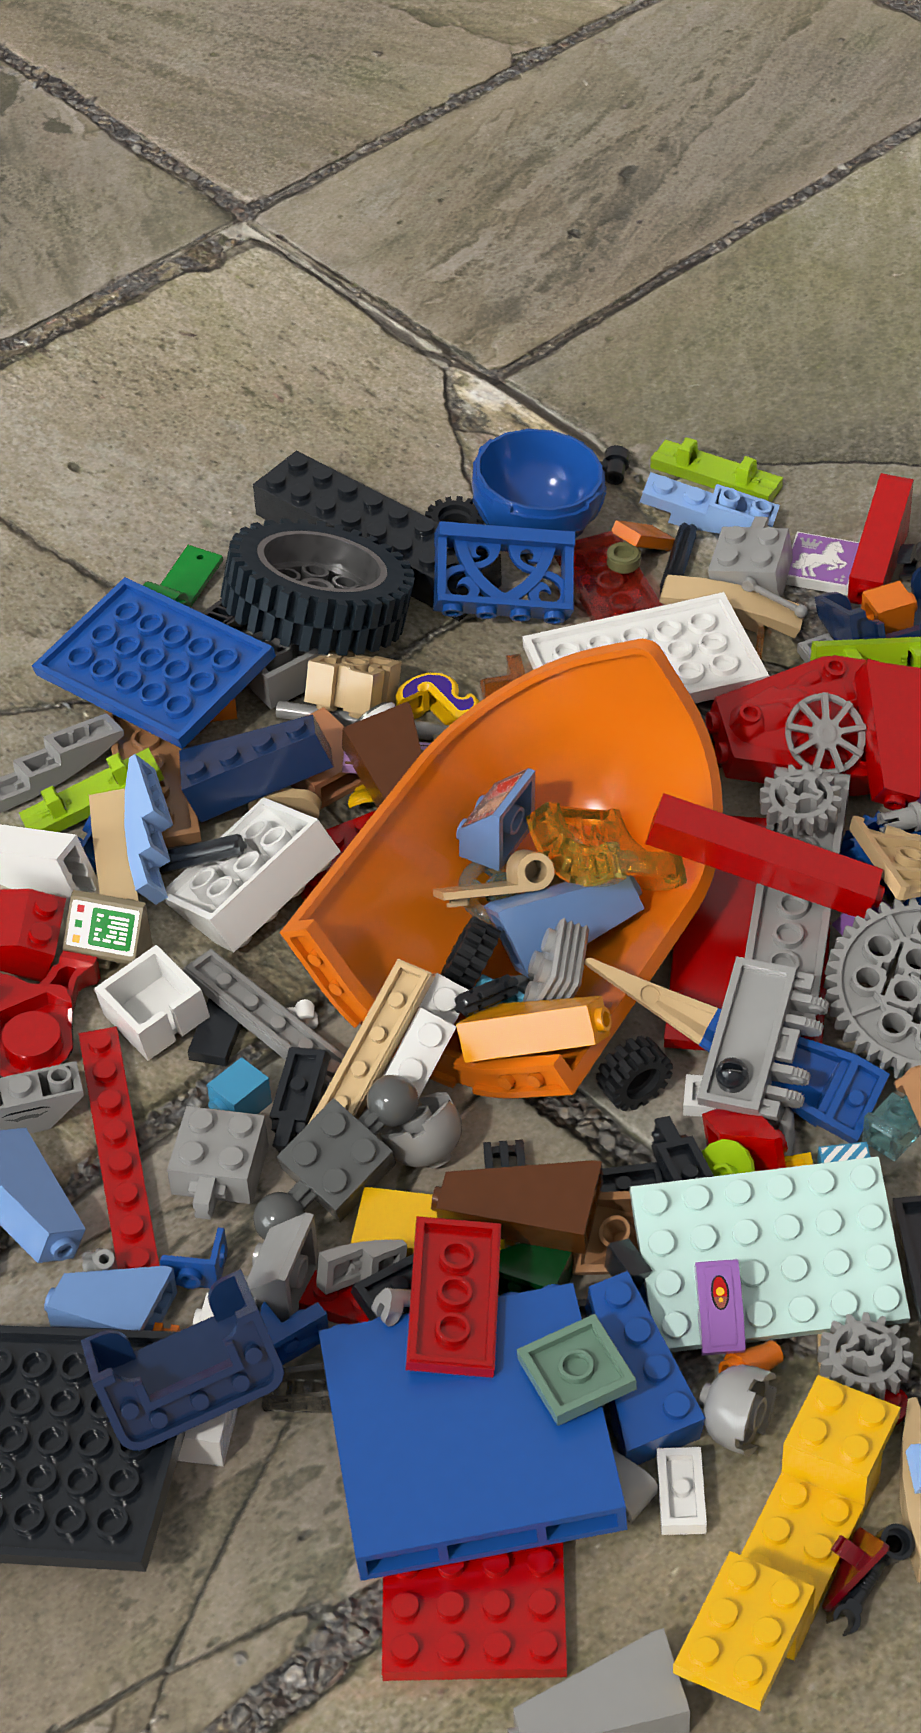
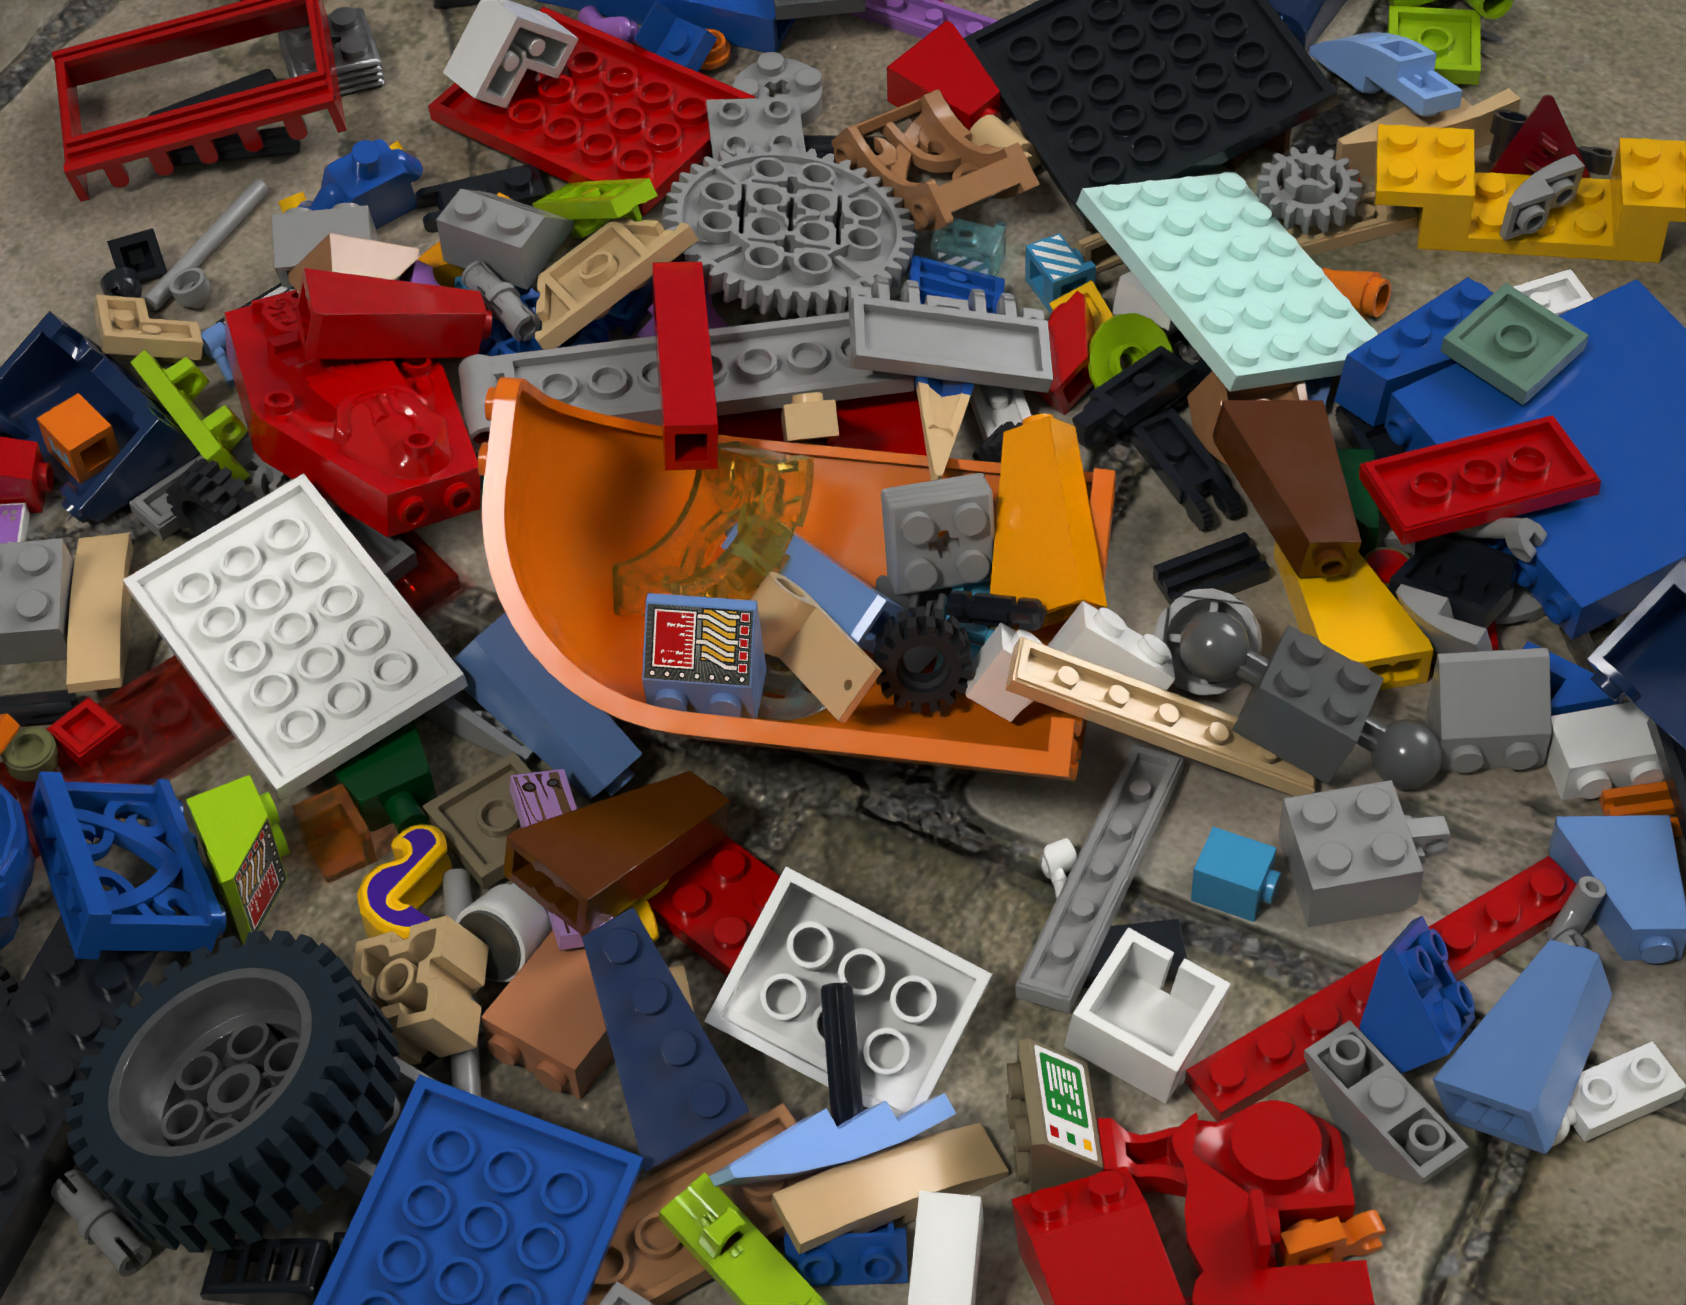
camera: 110 degrees left, 5 degrees up
(82, 1139) = (1415, 1001): none -> blue slope
(199, 1272) = (1518, 801): blue bracket -> none
(297, 1093) = (1211, 797): black hinge -> none
(490, 624) = (242, 849): none -> lime slope
(624, 1257) = (1321, 376): black slope -> none
(628, 581) = (86, 732): none -> red tile
(706, 942) = (810, 420): none -> tan piece
(720, 1307) = (1335, 282): medium lavender slope -> none
(730, 1080) = (1003, 347): black hinge -> none
(738, 1406) = (1429, 256): light grey cylinder -> none
(749, 585) = (100, 531): light grey hinge -> none
(780, 1510) = (1544, 190): none -> light grey slope
(787, 649) = (207, 496): none -> black tyre
(800, 800) = (555, 364): light grey gear -> none
(826, 733) = (417, 379): light grey wheel -> none

